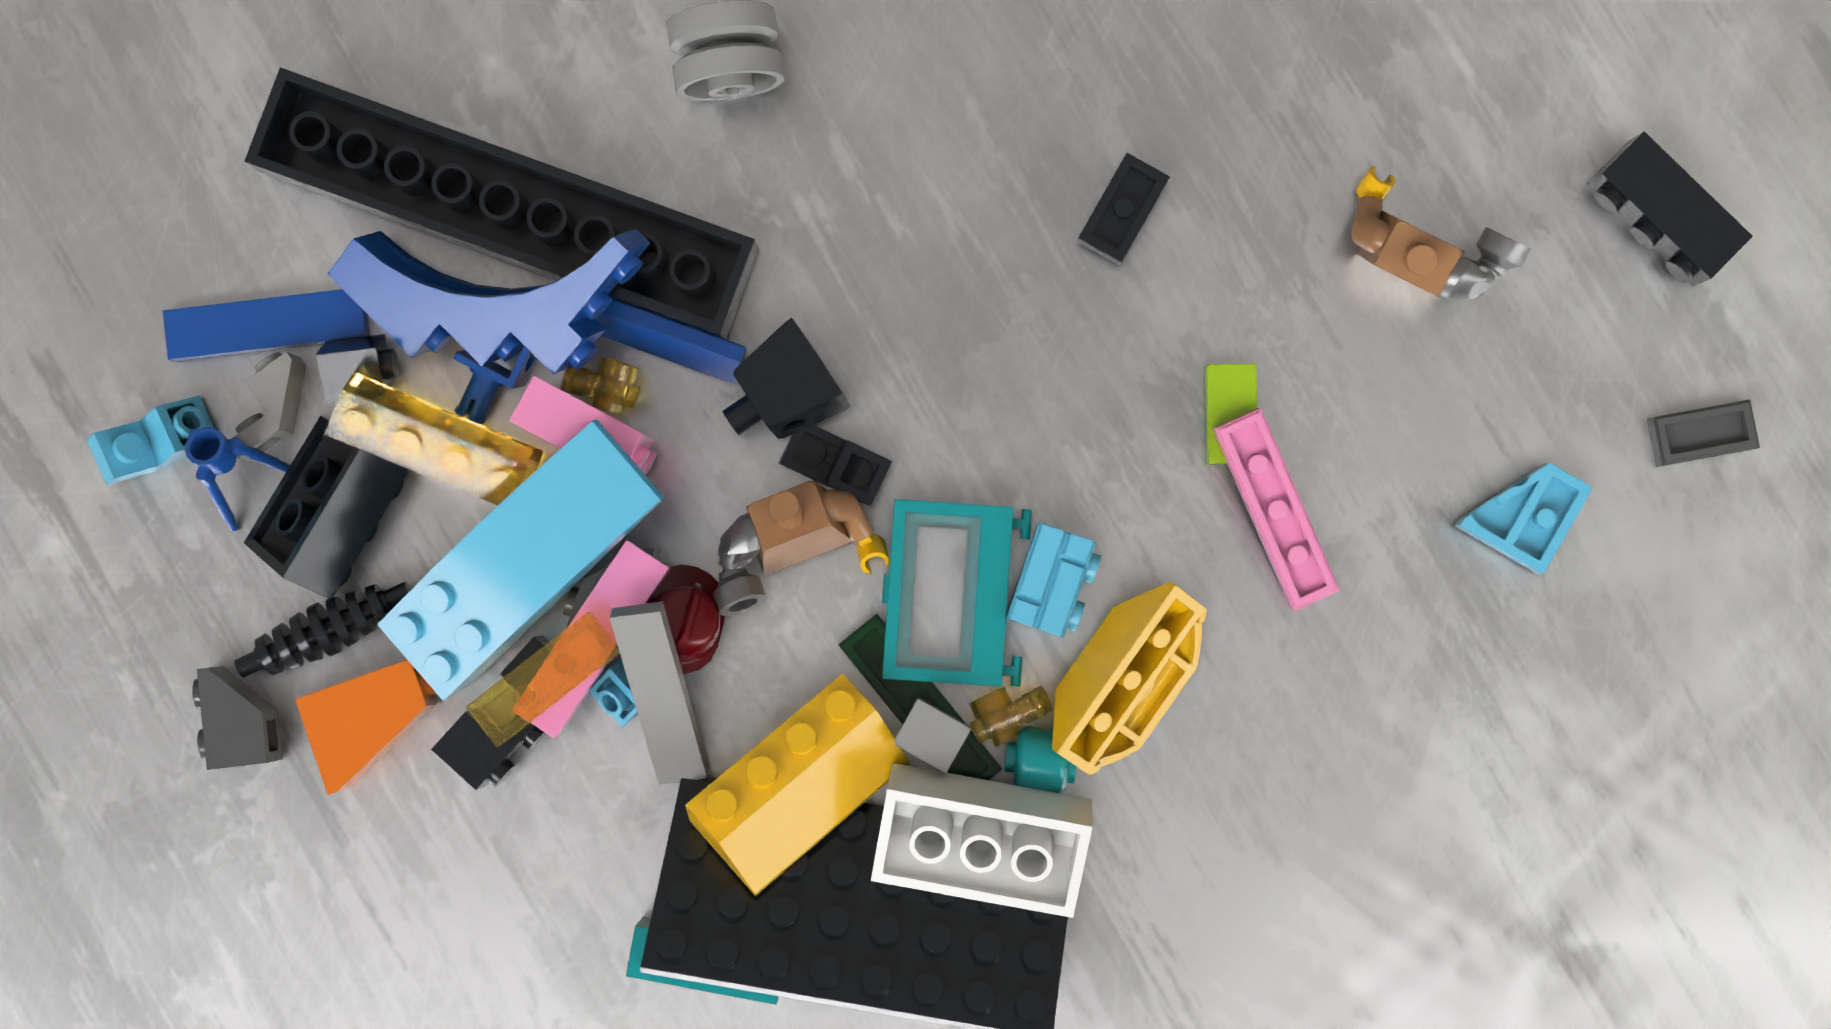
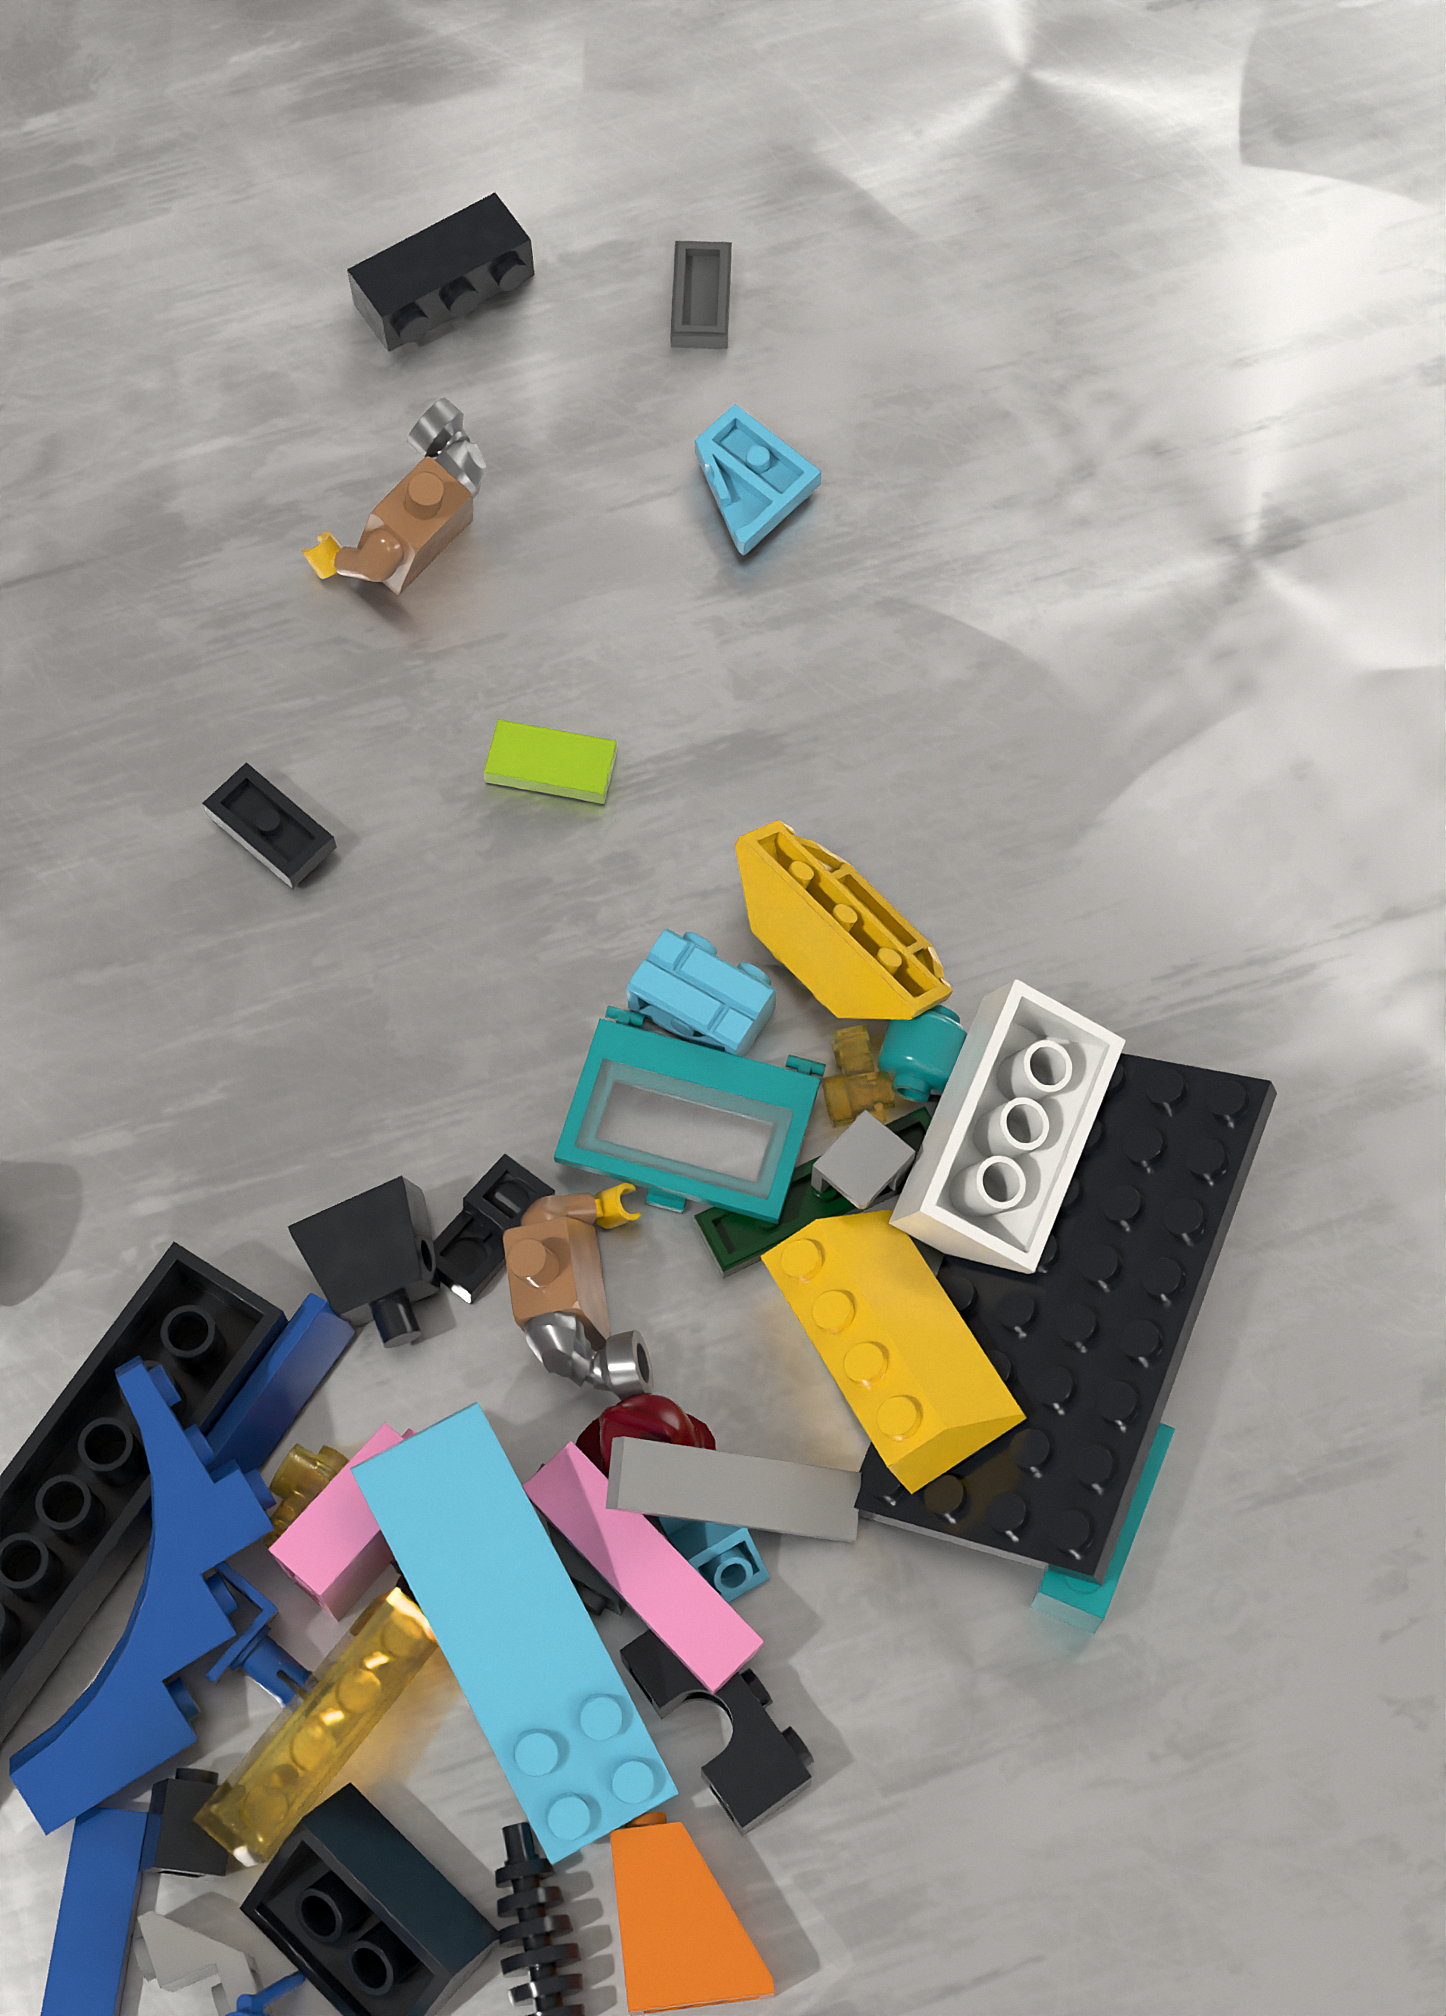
camera: 80 degrees left, 20 degrees down
(543, 679) = (681, 1633): clear yellow tile -> none
(1275, 509) = (676, 733): bright pink tile -> none

